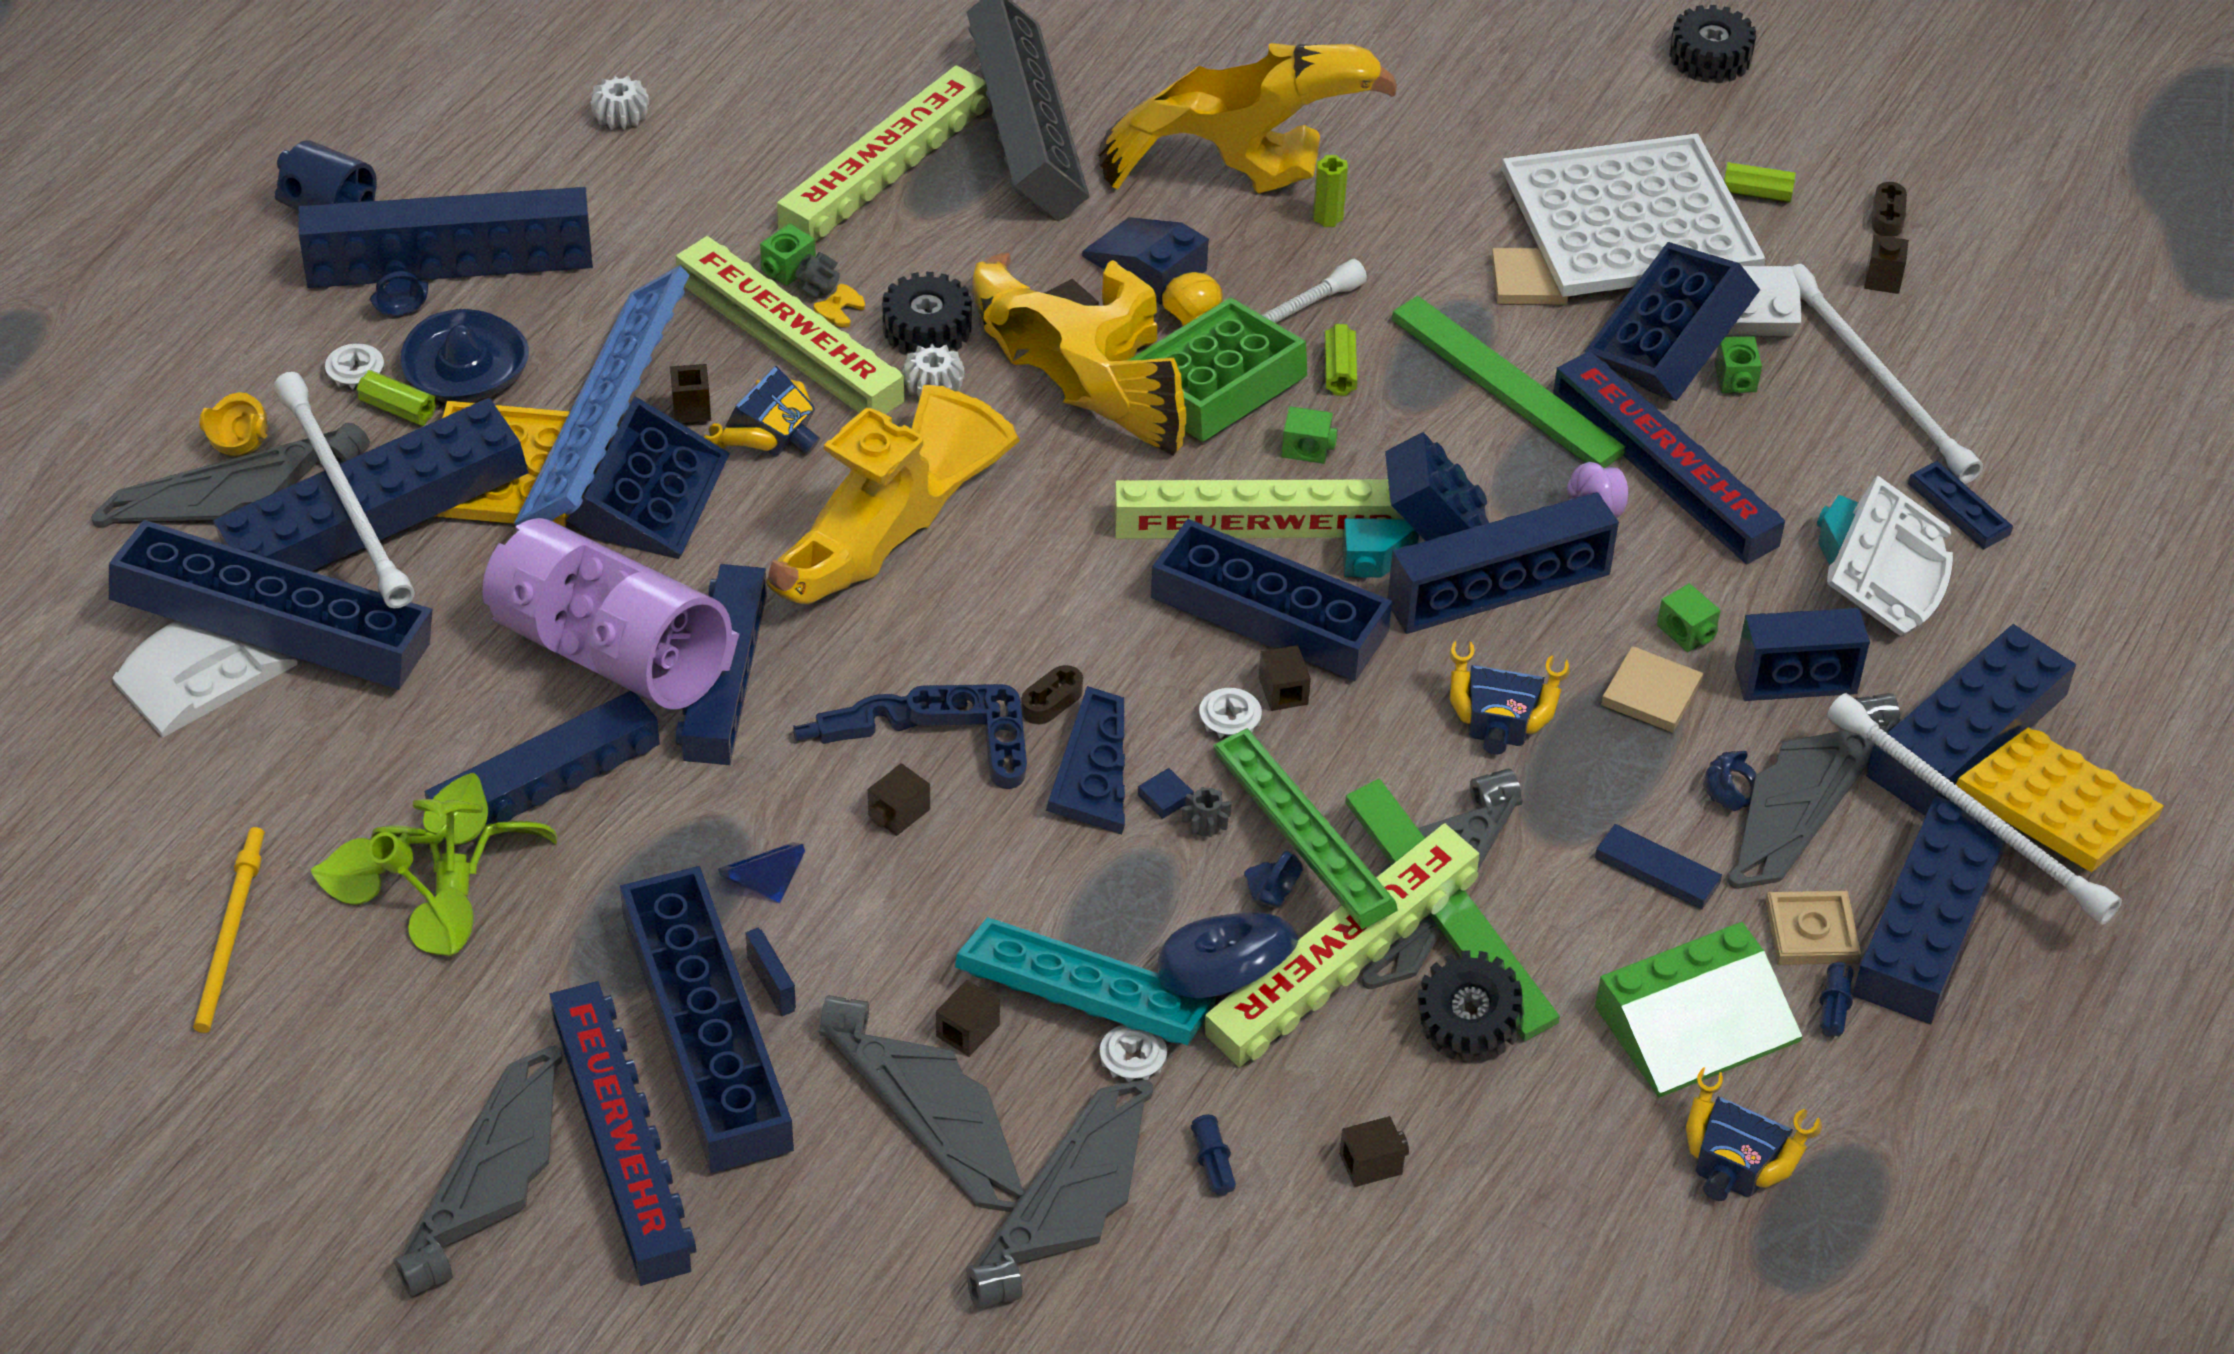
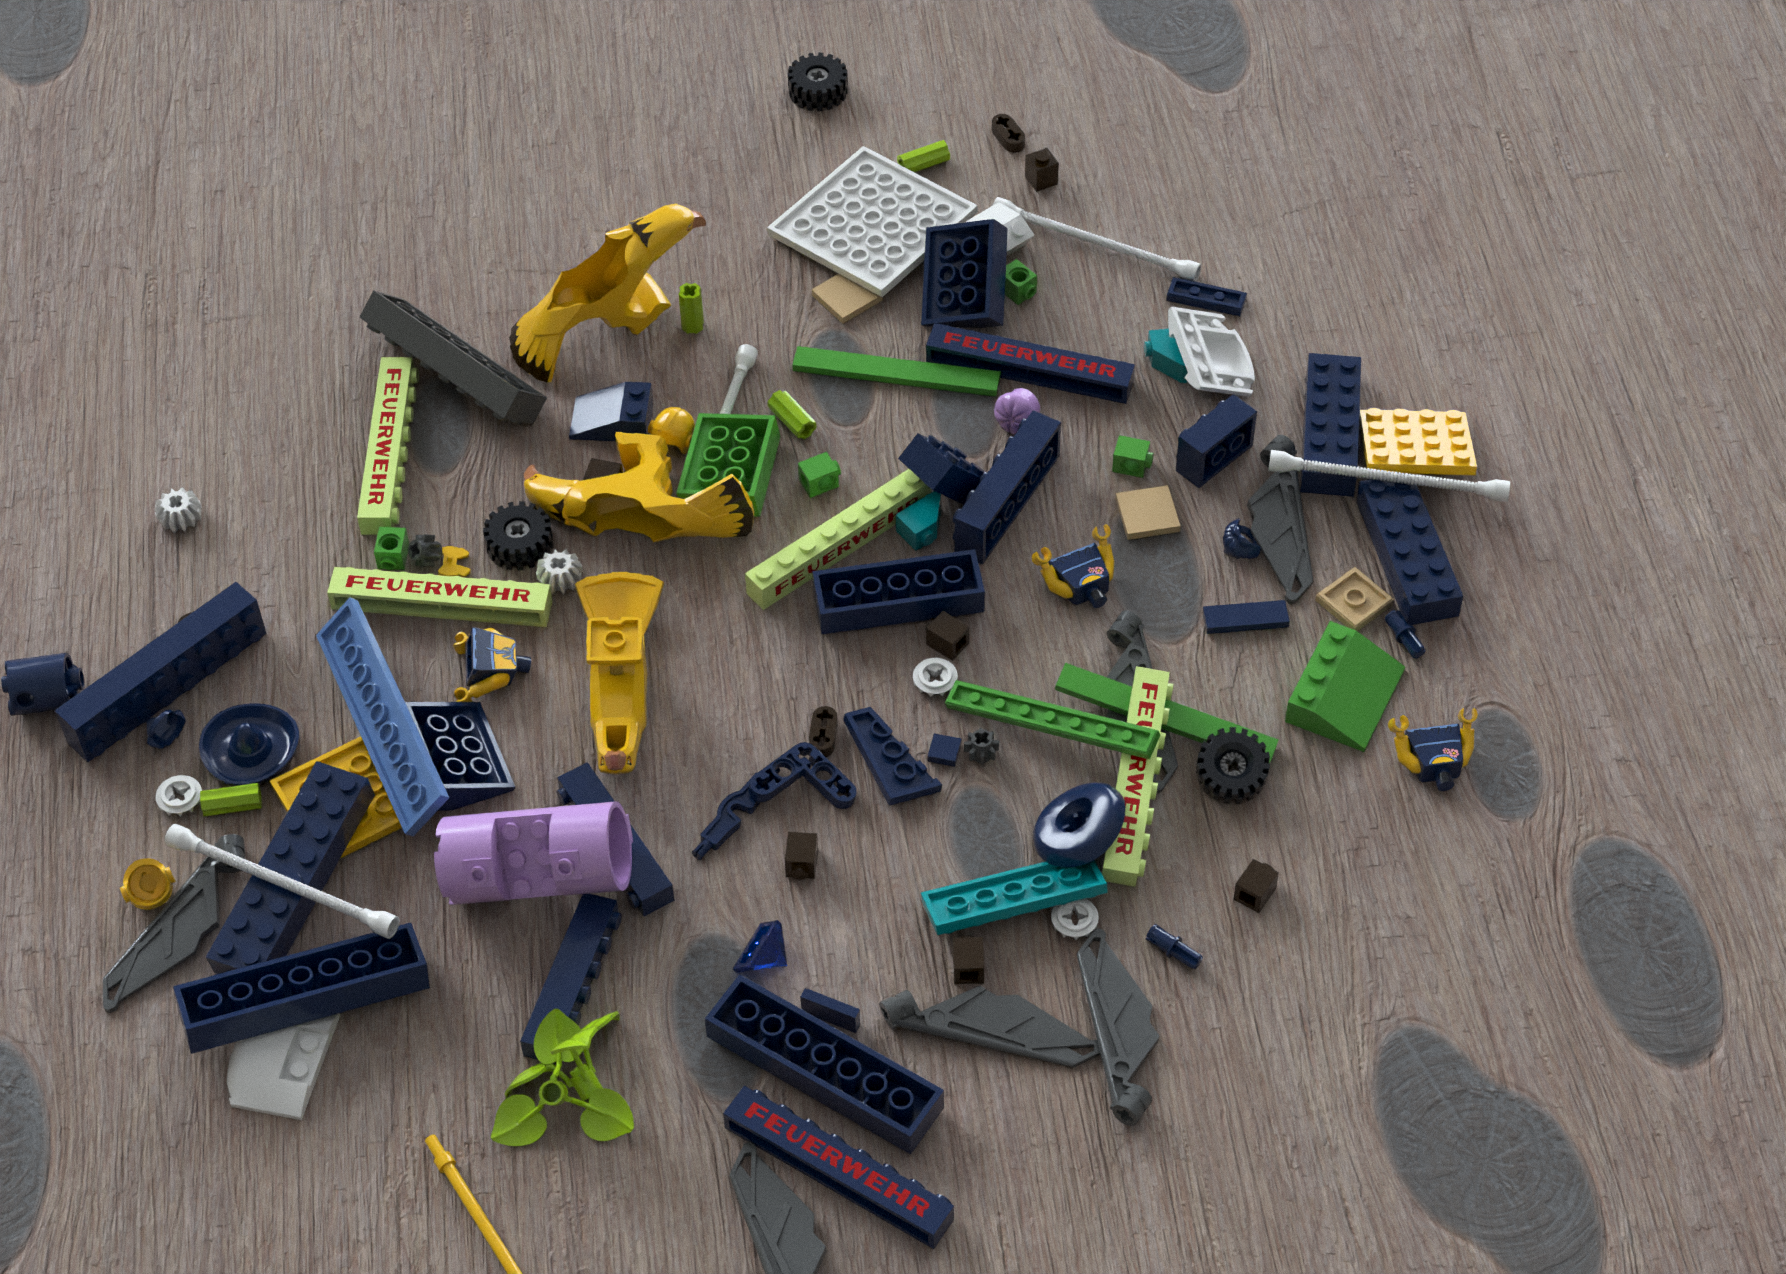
camera: 35 degrees left, 5 degrees up
(690, 393) = (425, 678): dark brown brick -> none
(1273, 881) = (1054, 763): dark blue piece -> none

